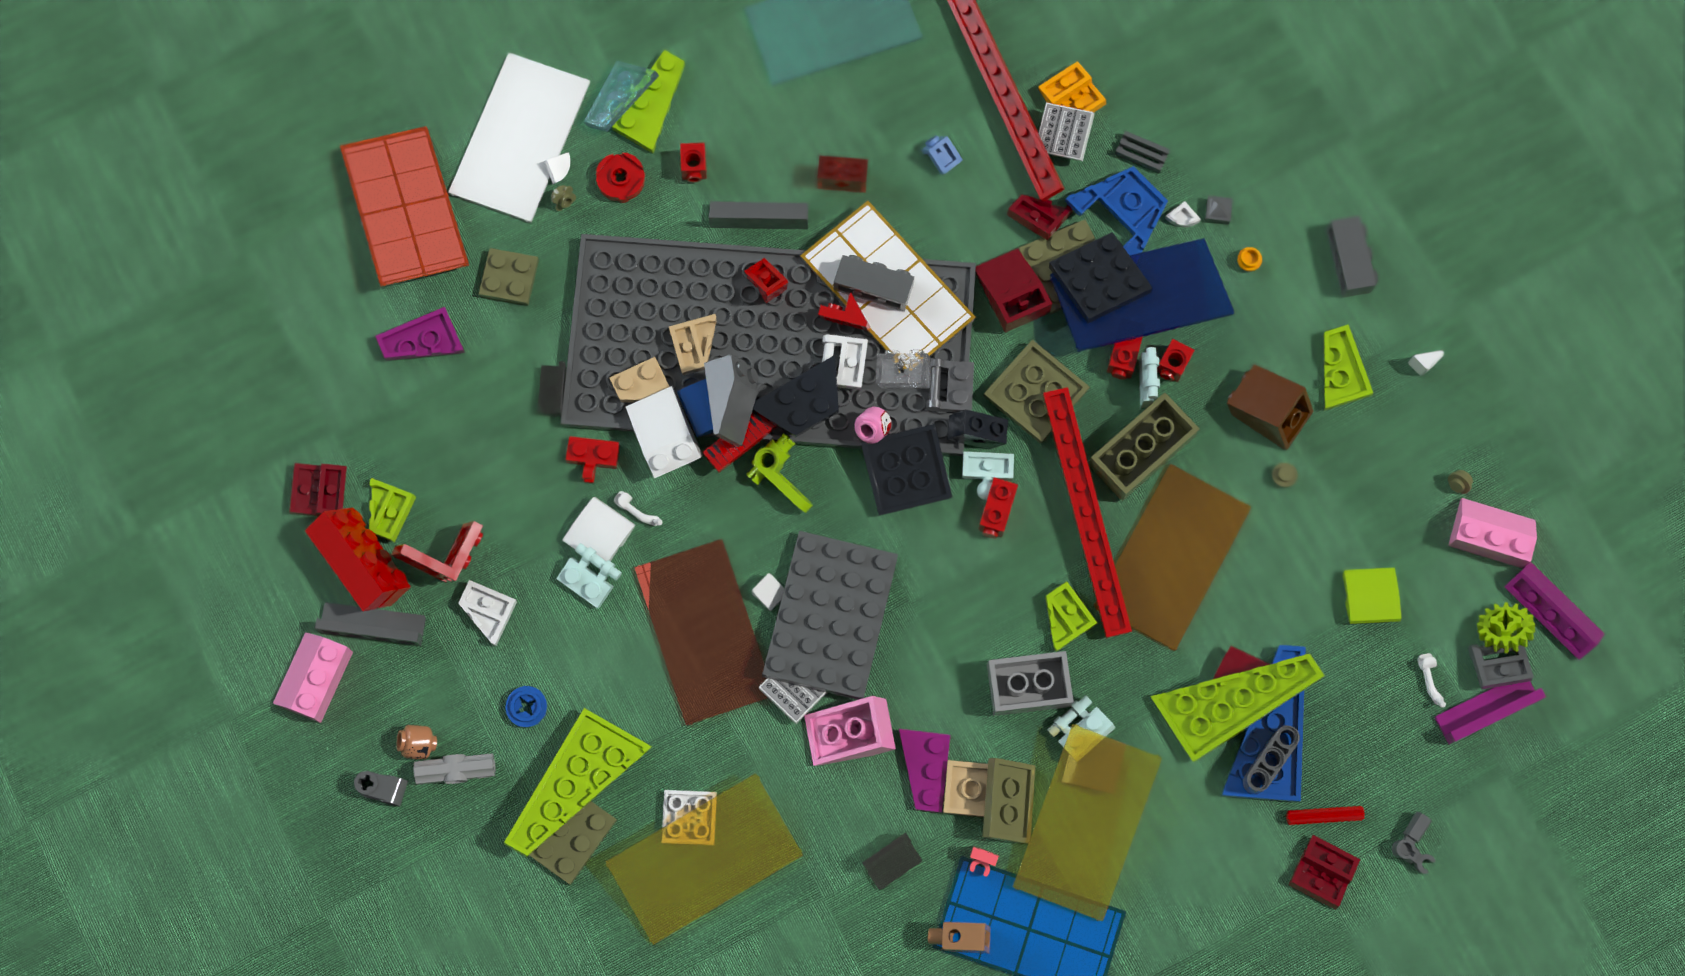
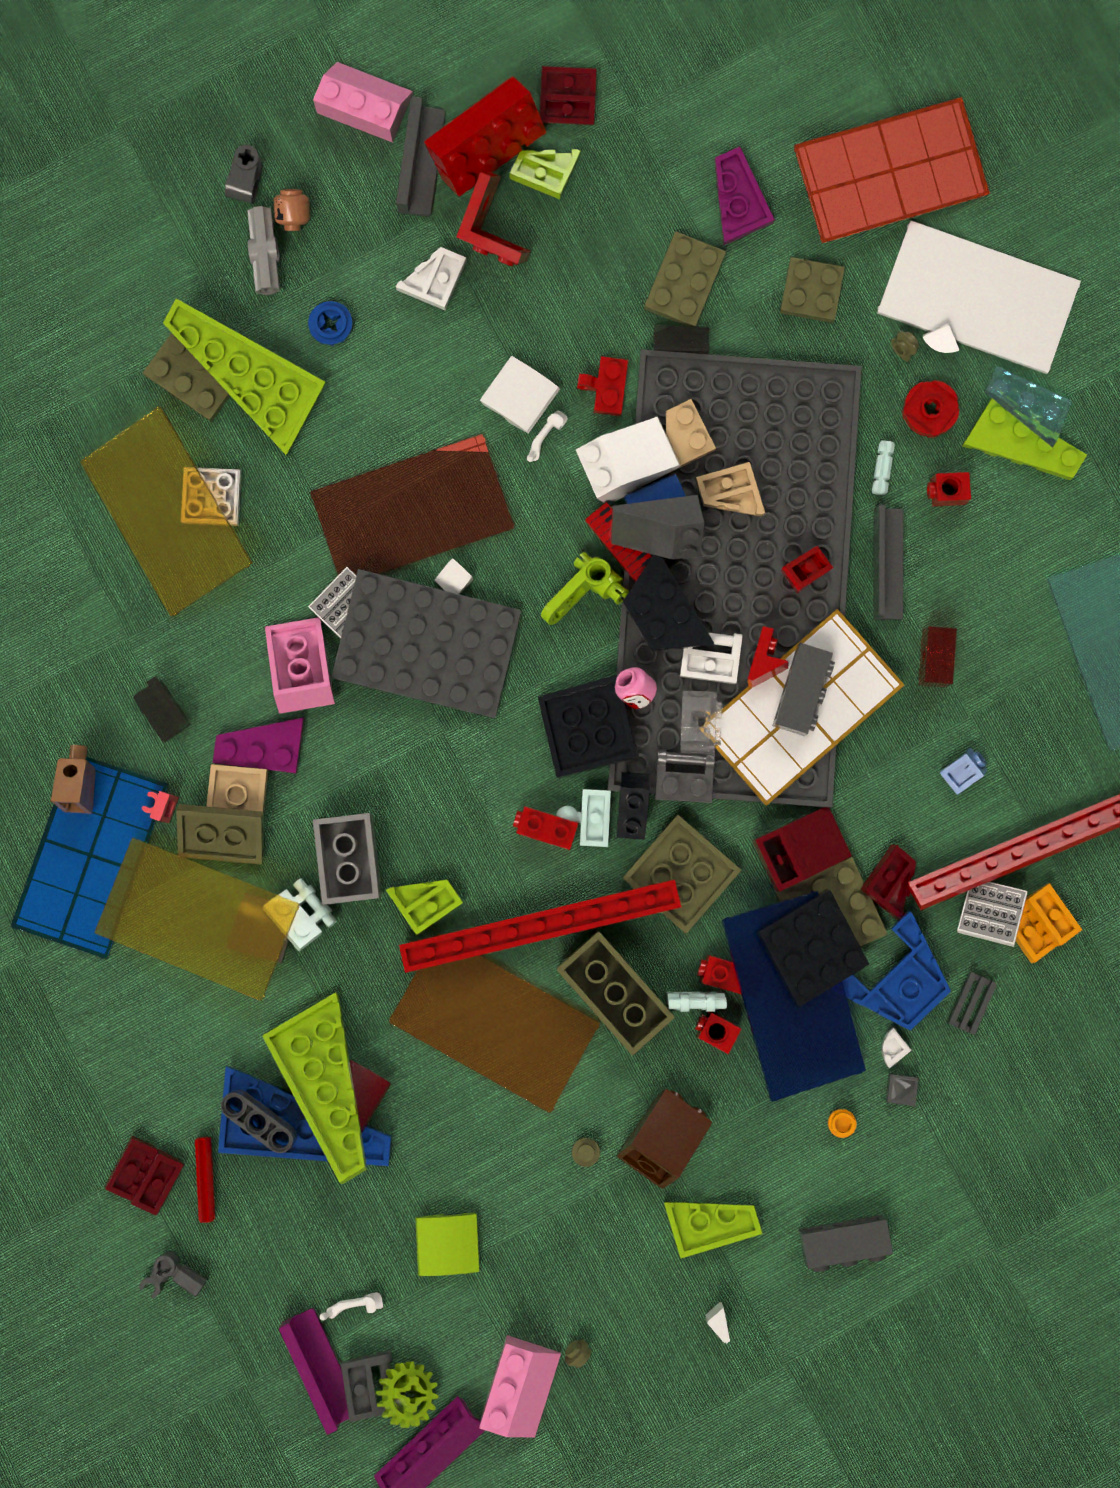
camera: 90 degrees right, 10 degrees up
(496, 386) = (684, 280): none -> olive plate
(584, 581) = (464, 382): light aqua plate -> none
(672, 218) = (883, 467): none -> light aqua axle

